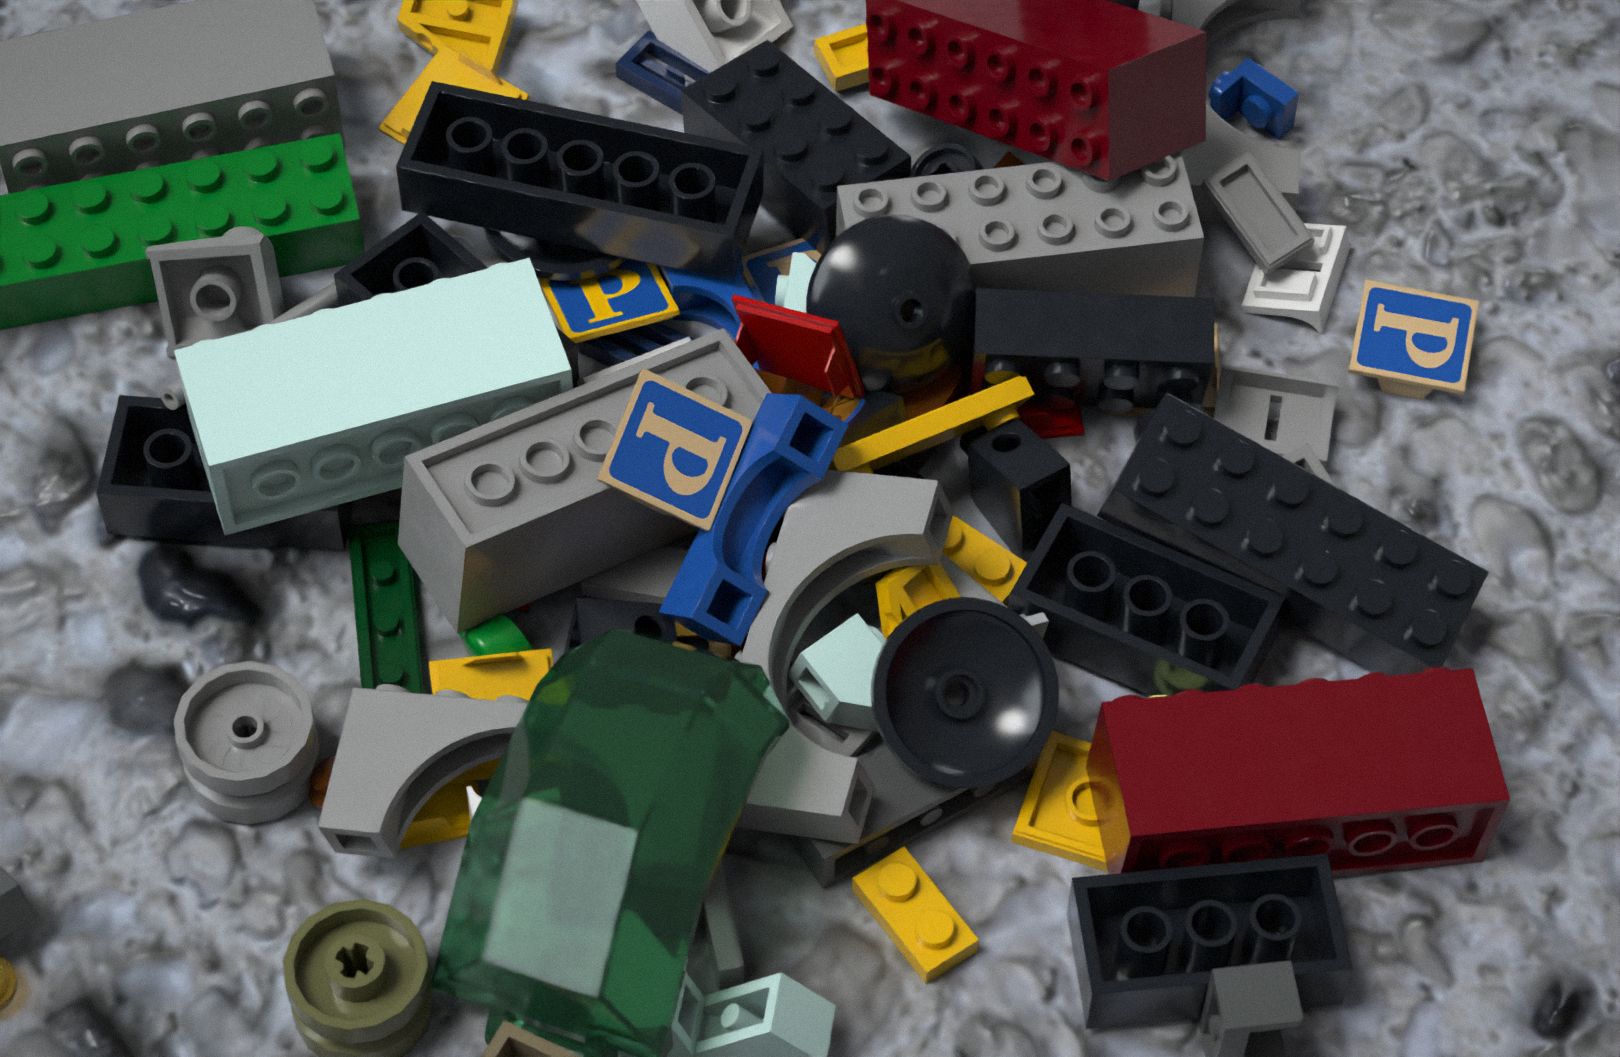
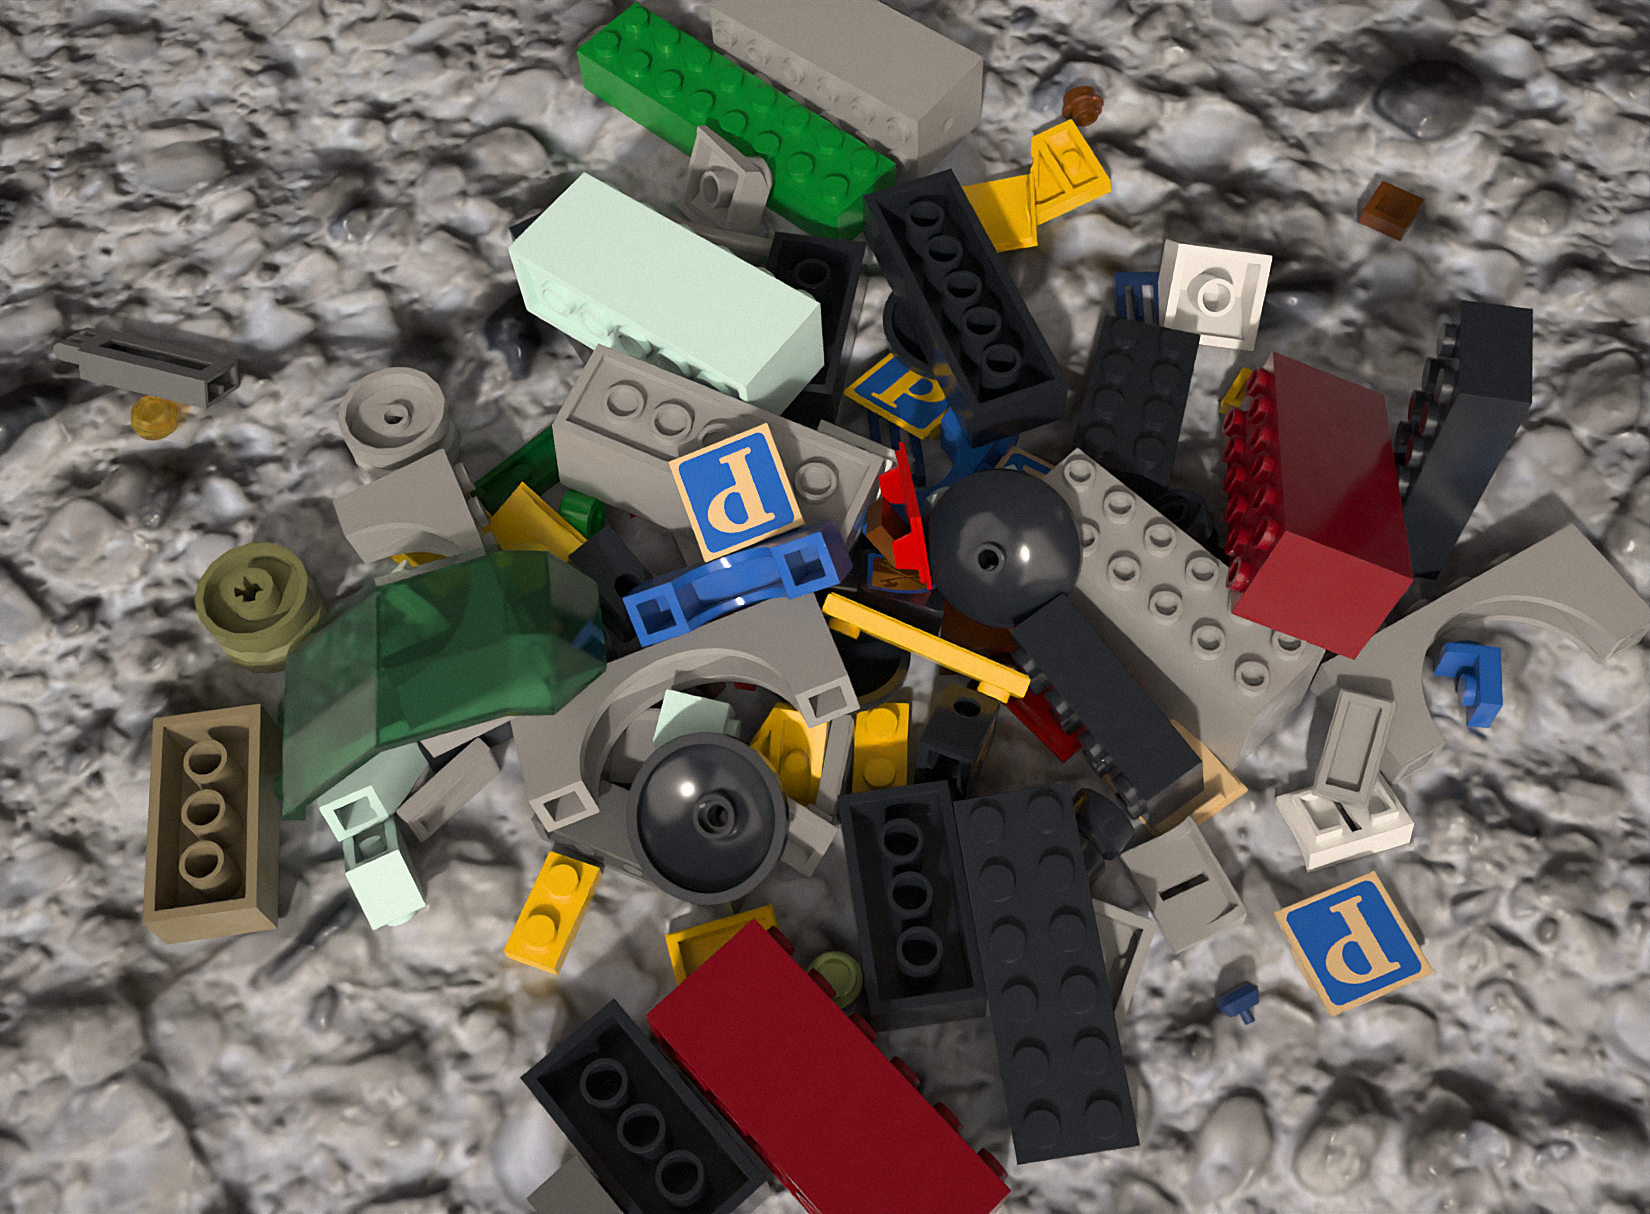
camera: 60 degrees right, 5 degrees up
(1398, 449) = (1239, 1001): none -> dark blue rock

